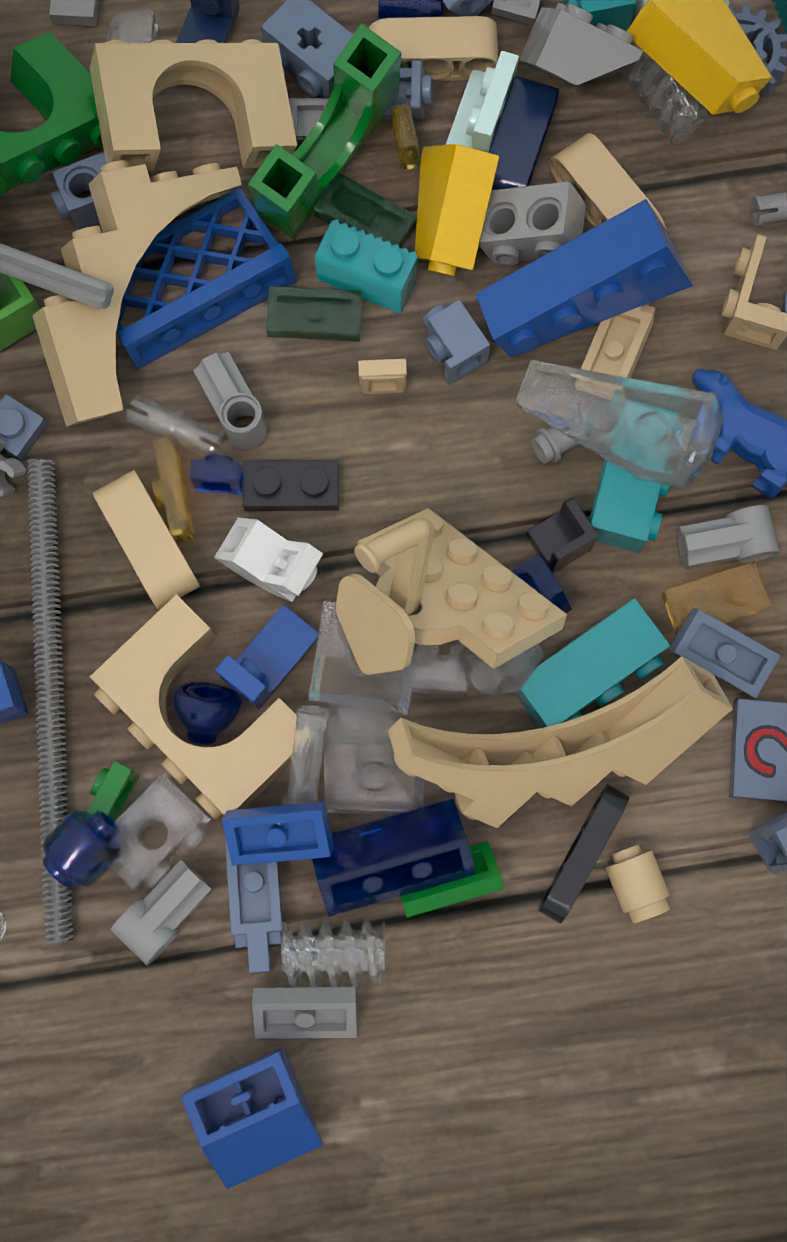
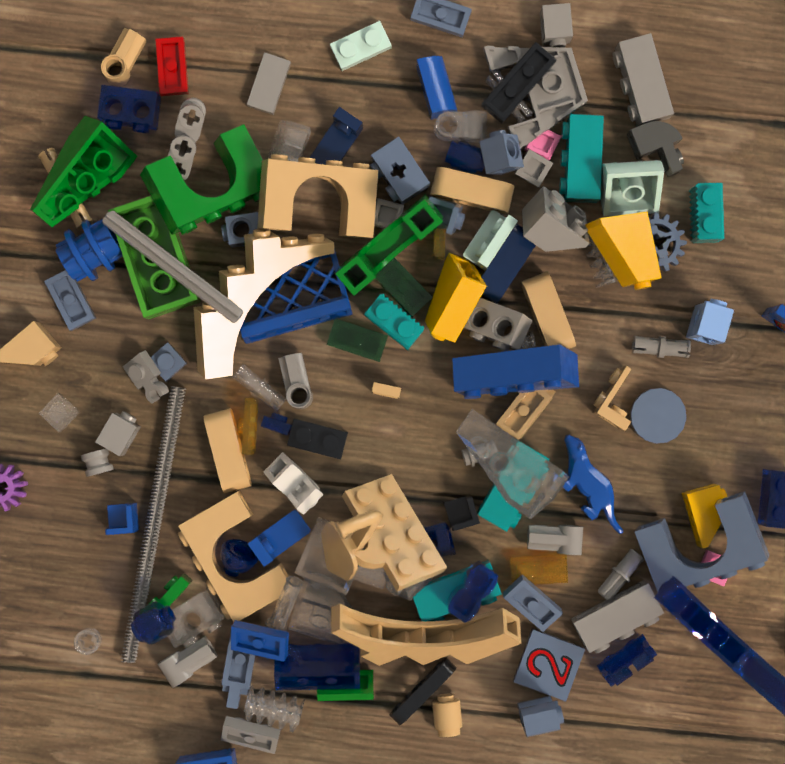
camera: 10 degrees right, 10 degrees up
(455, 340) = (433, 378): sand blue brick -> none
(623, 630) = (467, 597): none -> clear blue brick

